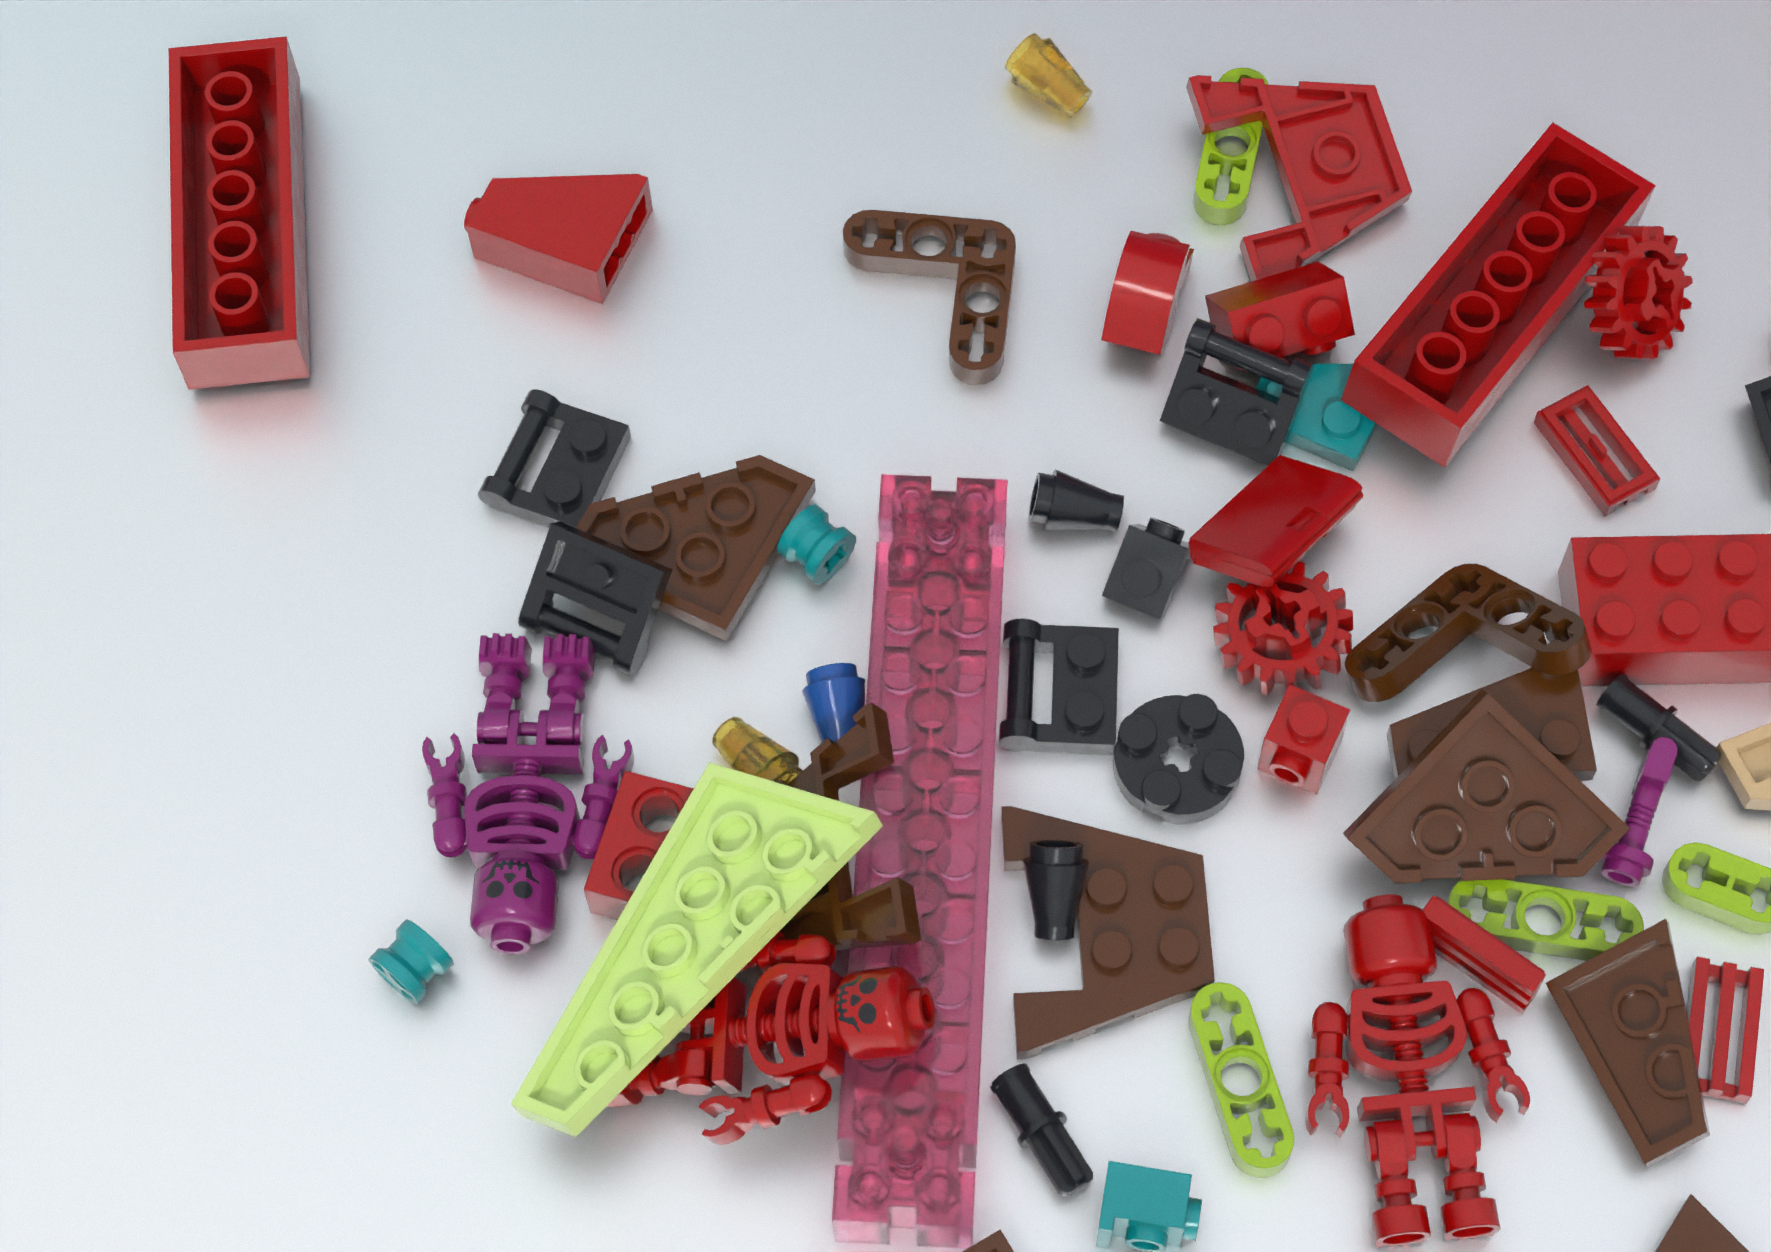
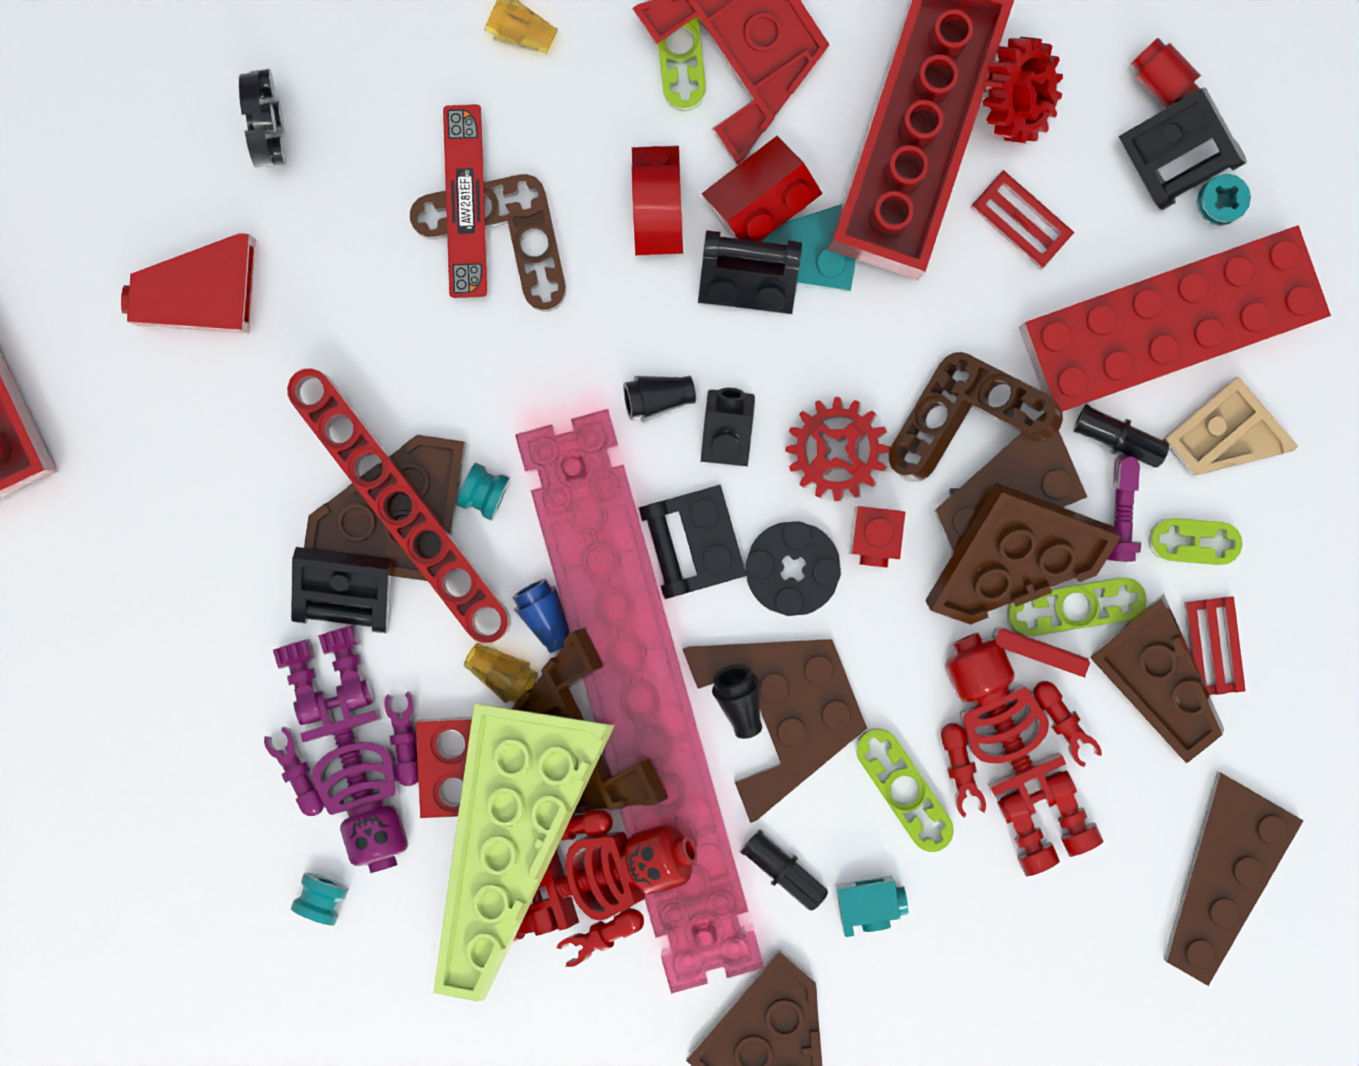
camera: 15 degrees left, 25 degrees up
(574, 470) = (284, 483): black plate -> none
(708, 78) = (262, 118): none -> black plate
(708, 539) = (377, 494): none -> red beam
(915, 230) = (465, 201): none -> sticker
(1274, 521) = (808, 370): red piece -> none

